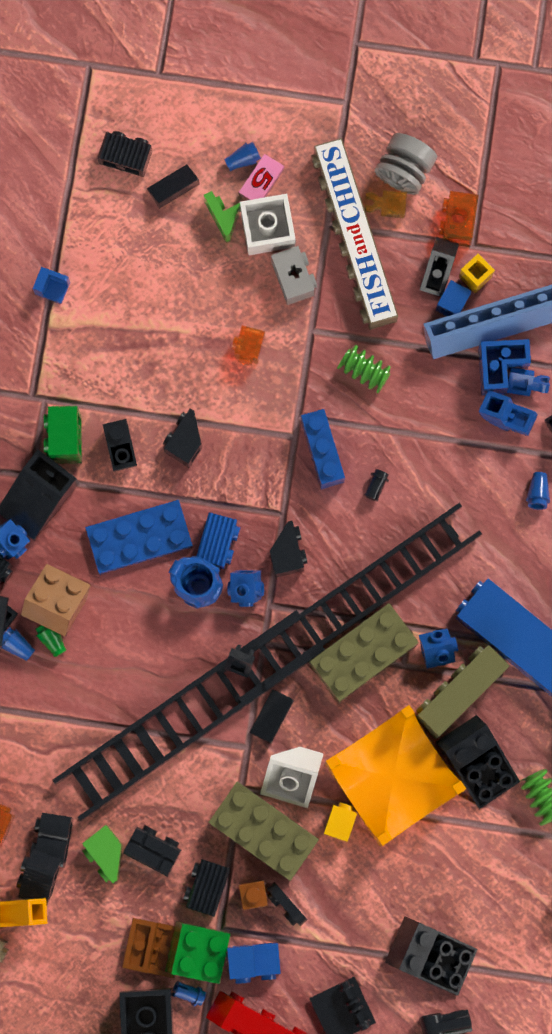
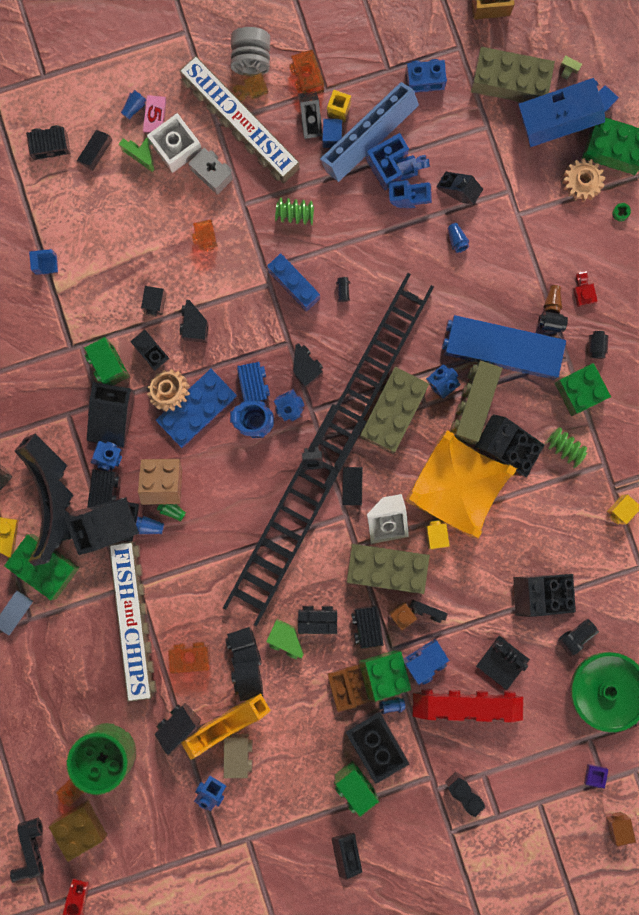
camera: 30 degrees left, 5 degrees up
(117, 512) = (174, 396): none -> light nougat gear
(152, 391) = (153, 301): none -> black brick

